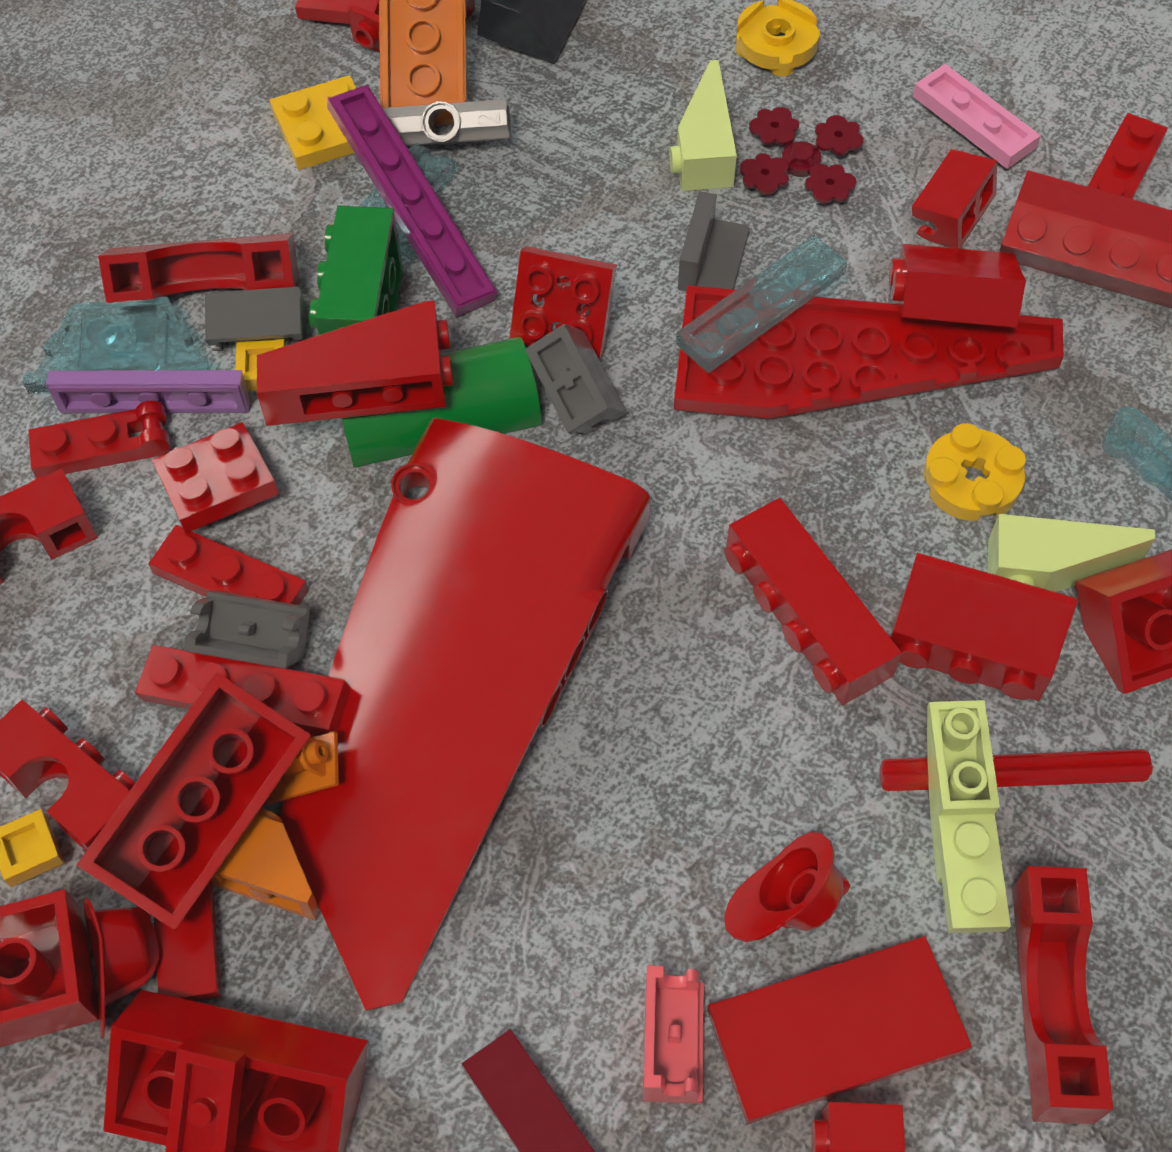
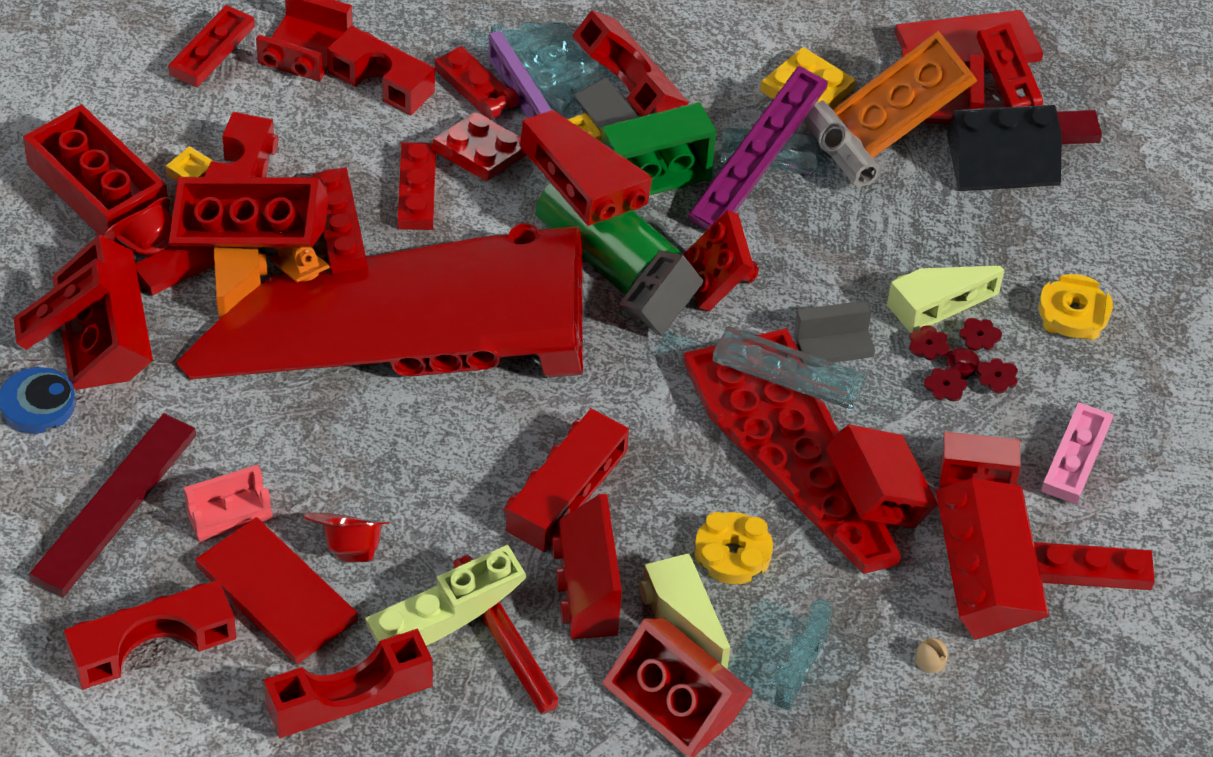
camera: 60 degrees right, 10 degrees down
(249, 629) = (379, 205): dark grey hinge -> none

